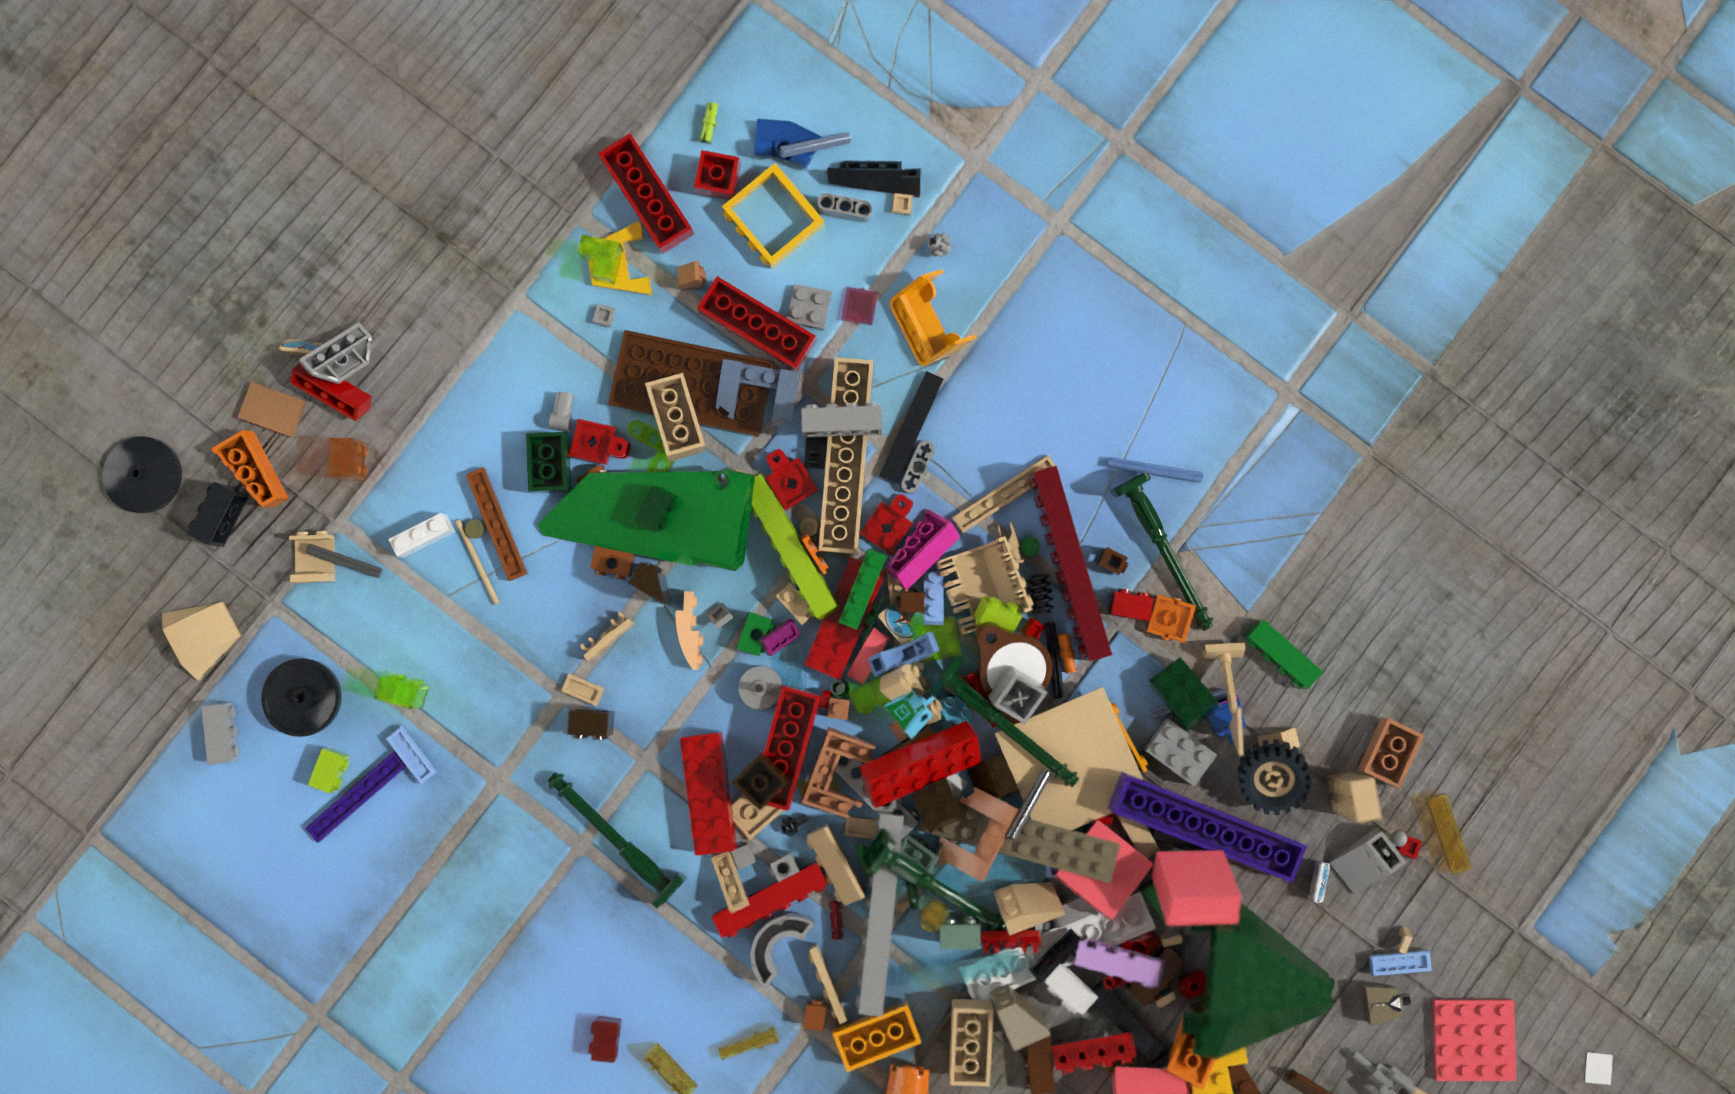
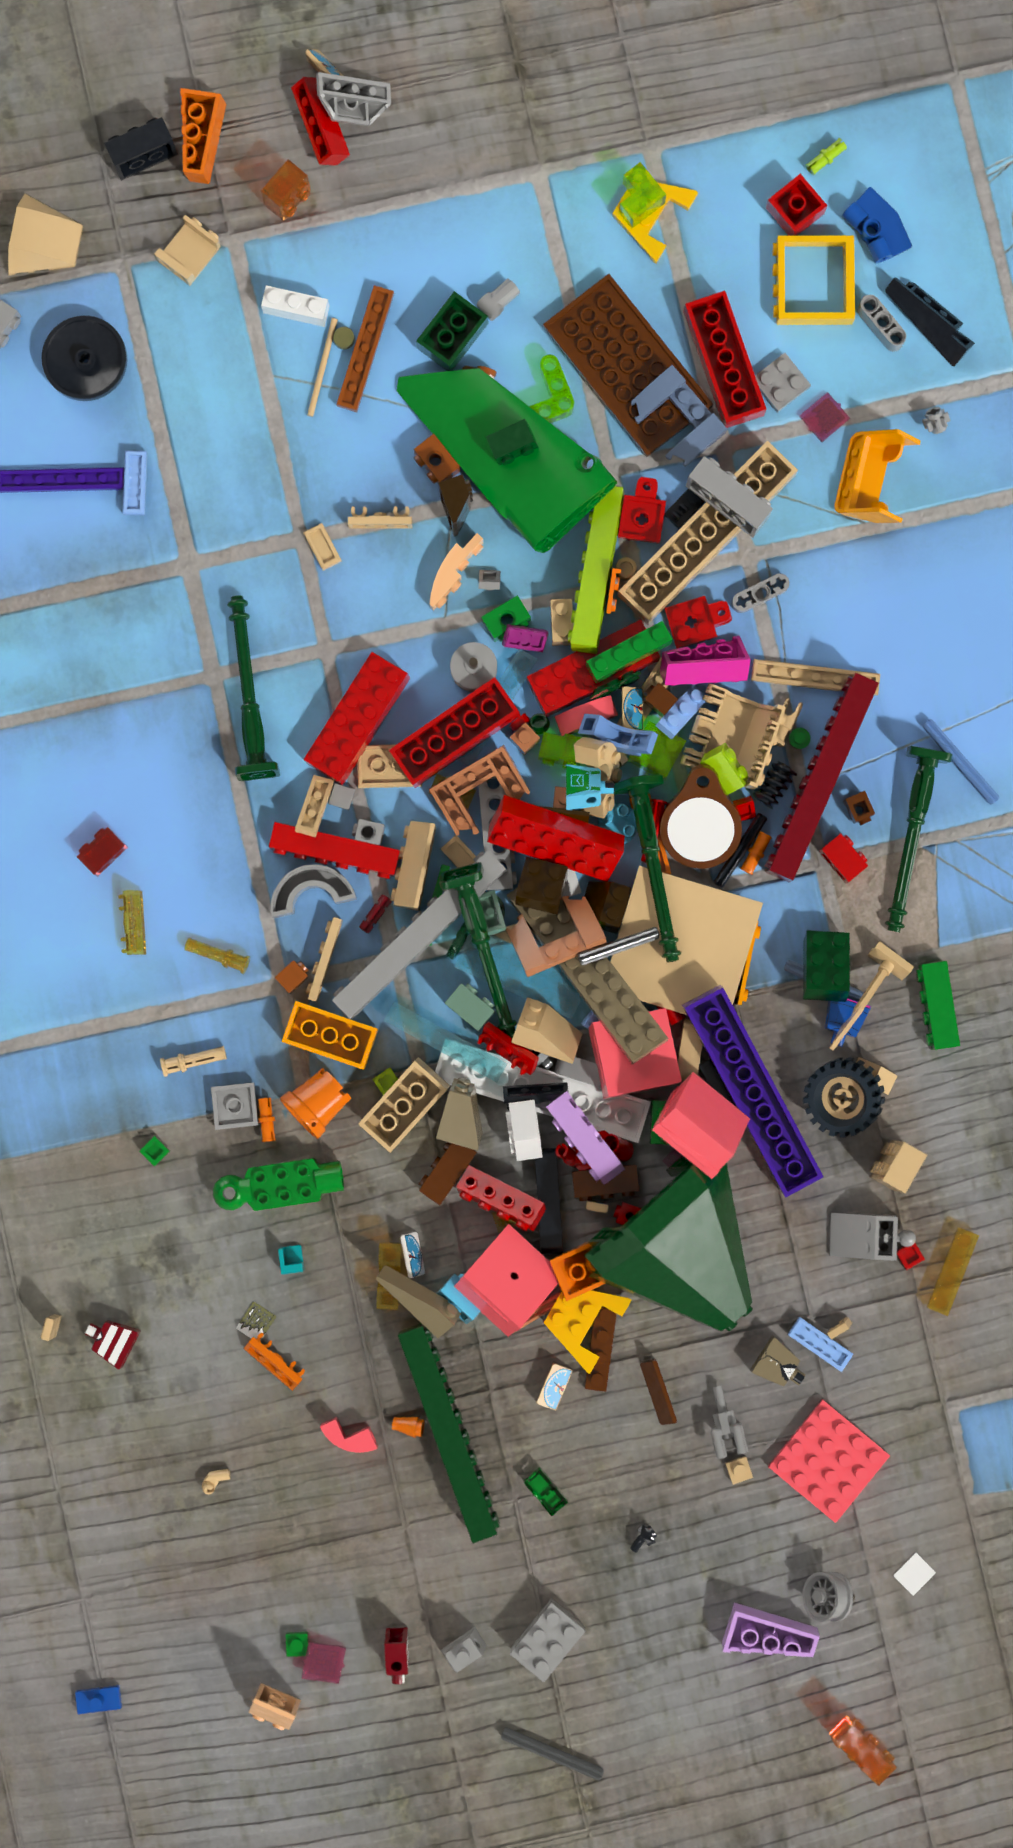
camera: 35 degrees right, 0 degrees up
(157, 479) = (107, 80): black dish -> none
(272, 409) = (256, 98): medium nougat tile -> none
(329, 770) = (56, 438): lime brick -> none
(344, 560) = (212, 274): dark grey axle -> none
(402, 691) = (175, 426): clear neon green brick -> none
(590, 723) = (308, 578): dark brown brick -> none
(604, 315) = (600, 247): light grey tile -> none
(607, 443) = (512, 359): red plate -> none
(646, 193) = (722, 173): red brick -> none
(675, 417) = (591, 380): tan brick -> none
(691, 276) = (703, 274): nougat slope -> none
(760, 781) = (411, 738): dark brown brick -> none
(790, 826) = (401, 804): black plate -> none
(815, 144) = (901, 248): sand blue axle -> none
(902, 204) = (933, 360): tan tile -> none
(911, 427) = (783, 555): black tile -> none
(933, 915) = (461, 971): clear yellow brick -> none
(942, 1032) = (385, 1080): none -> lime tile
(1017, 694) = (685, 848): light grey brick -> none
(1170, 939) = (642, 1162): tan tile -> none
(1171, 618) = (869, 896): orange plate -> none
(1179, 752) = (781, 1013): light grey brick -> none
(1319, 881) = (809, 1221): white slope -> none
(1390, 752) = (961, 1161): nougat brick -> none

